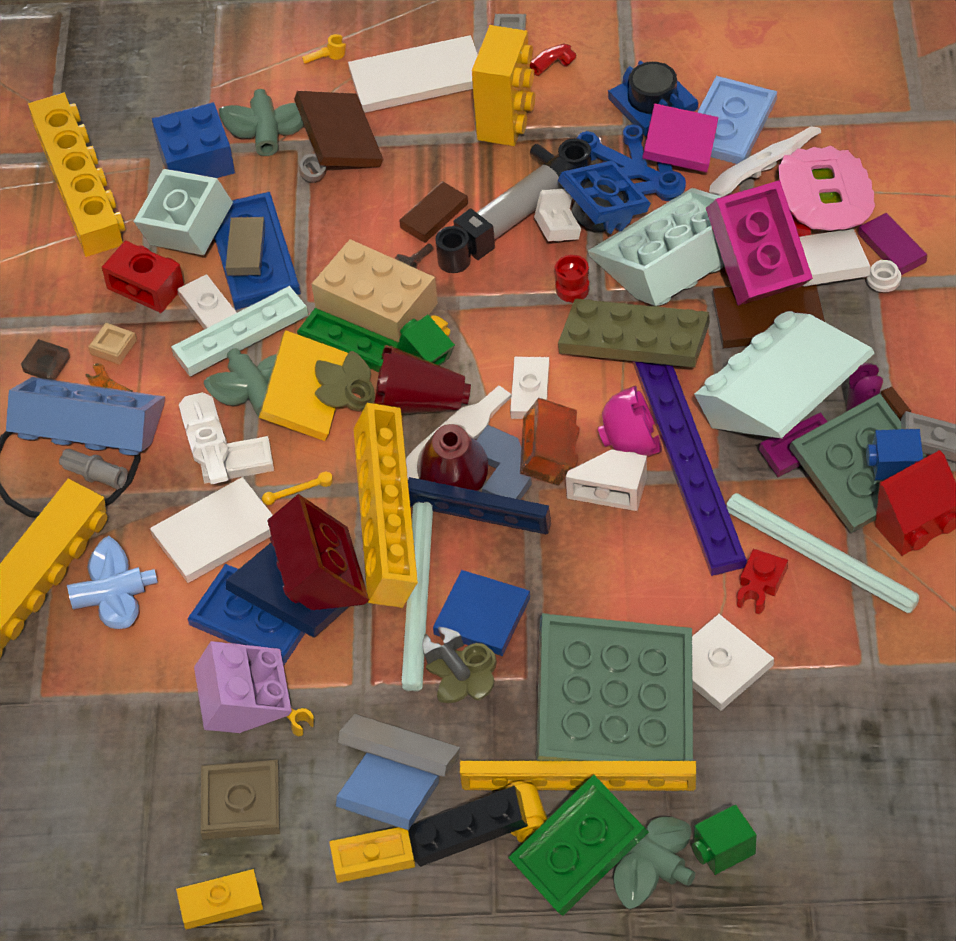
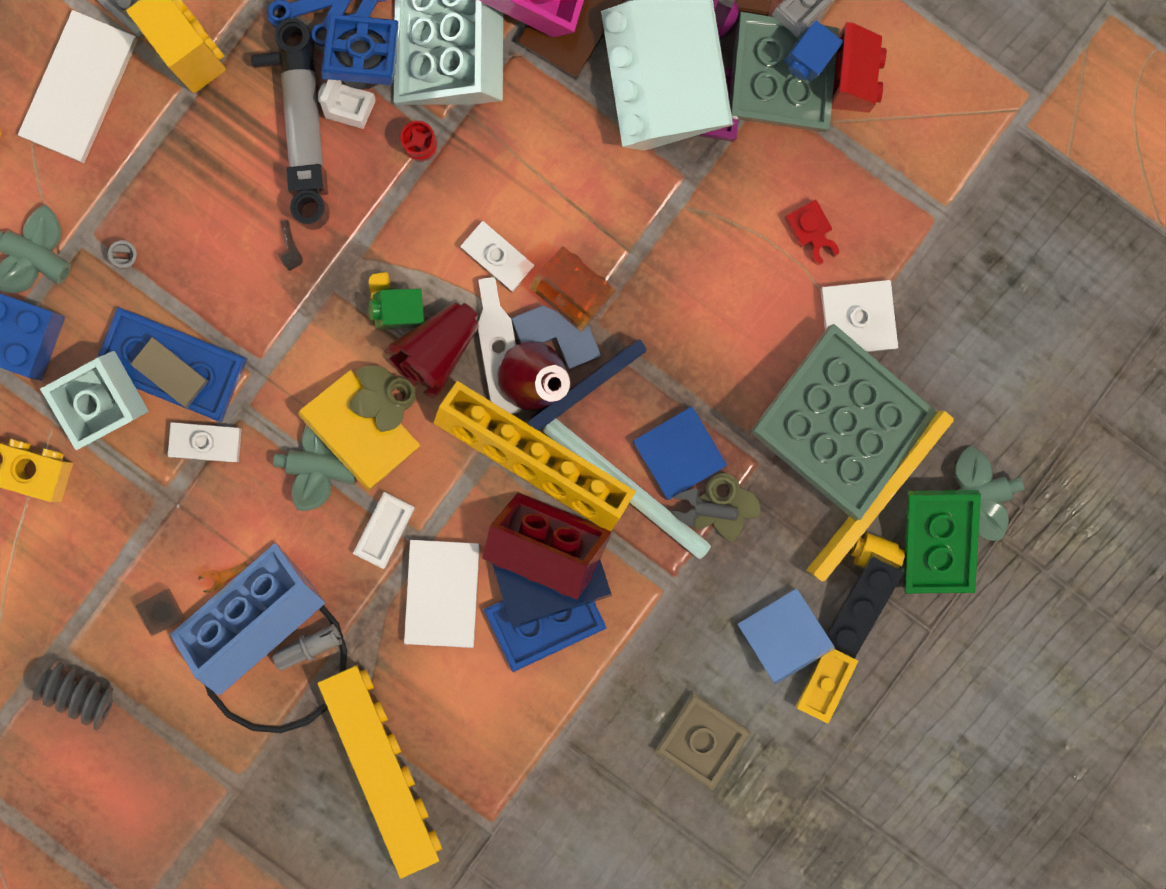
camera: 55 degrees left, 35 degrees up
(111, 585) = (438, 709): light blue plant -> none
(112, 343) = (181, 544): tan tile -> none
(143, 276) = (110, 477): red brick -> none
(205, 434) = (330, 533): white piece -> none
(219, 899) = (775, 812): yellow plate -> none
(239, 330) = (255, 438): light aqua plate -> none
(241, 687) = (615, 678): lavender slope -> none
(300, 715) = (660, 654): yellow hand -> none
(324, 479) = (457, 476): yellow hinge -> none
(338, 129) = (95, 202): reddish brown tile -> none
(346, 337) = (333, 358): green tile -> none
(374, 290) = (307, 307): tan brick -> none
(399, 745) = (751, 599): light grey tile -> none
(433, 212) = (250, 191): reddish brown tile -> none
(609, 480) = (643, 266): white slope -> none
(629, 424) = (608, 217): dark pink cylinder -> none
(634, 332) = (515, 137): olive plate -> none
(691, 468) = (657, 191): dark purple tile -> none
(724, 840) = (1009, 437): green brick -> none
(823, 553) = (826, 168): light aqua axle -> none

